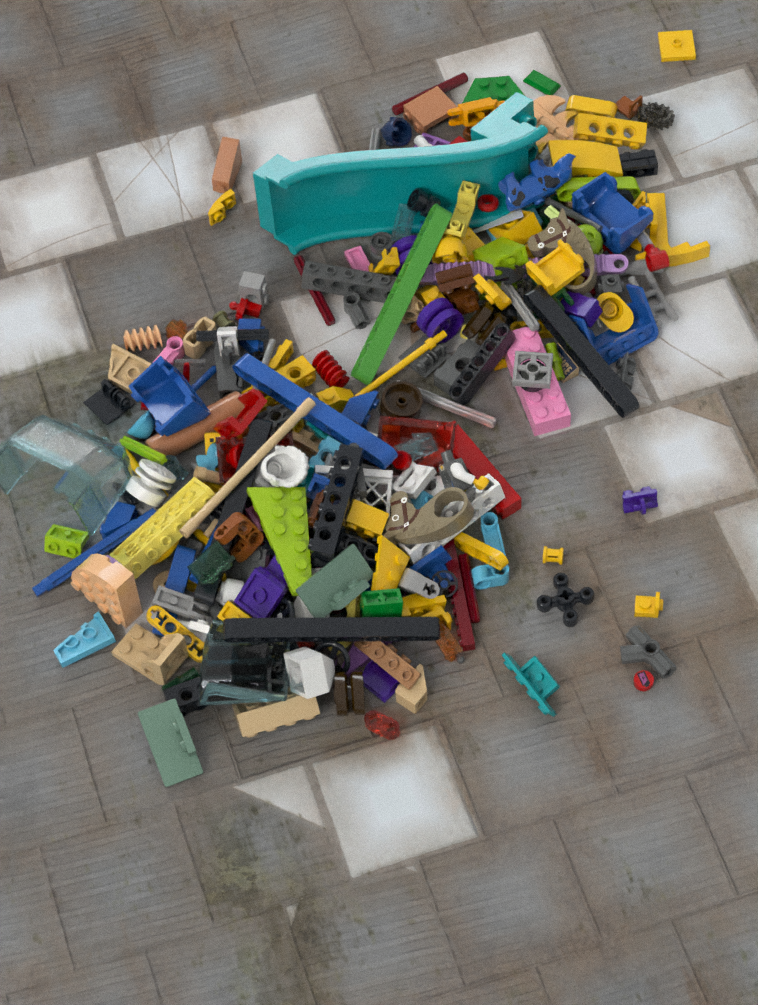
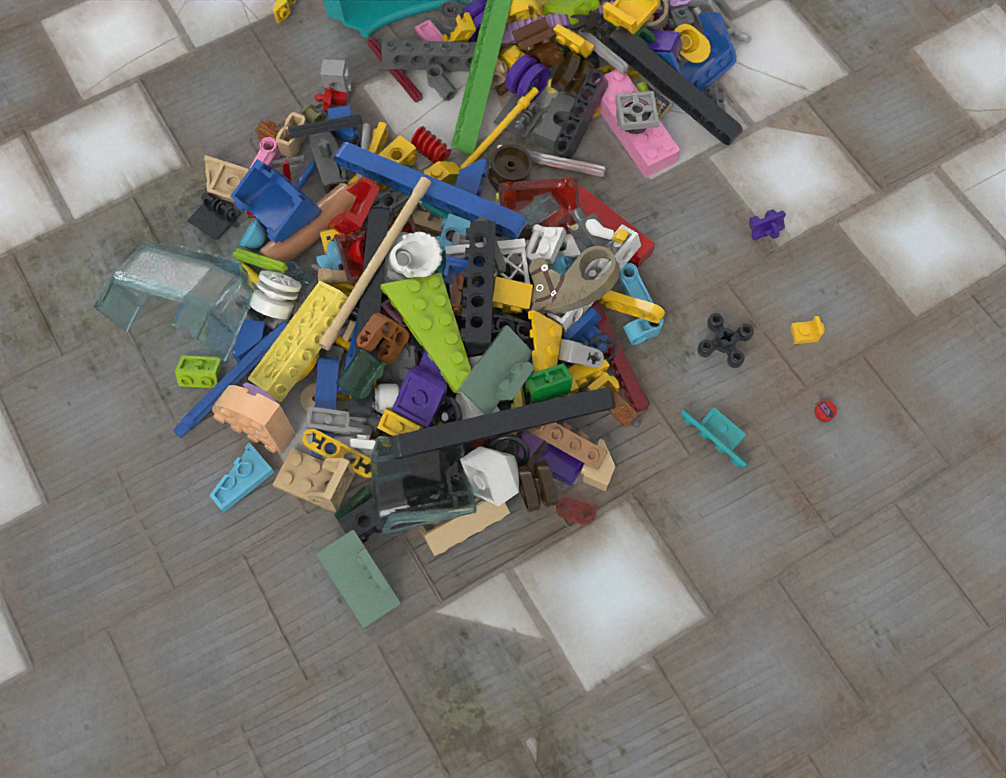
camera: 15 degrees left, 10 degrees up
(142, 338) = (234, 144): light nougat piece -> none
(228, 337) = (321, 129): white slope -> none
(403, 460) = (531, 226): red tile -> none
(469, 588) = (625, 345): dark red axle -> none
(553, 555) = (699, 296): yellow bush -> none
(638, 652) = (813, 381): dark grey piece -> none

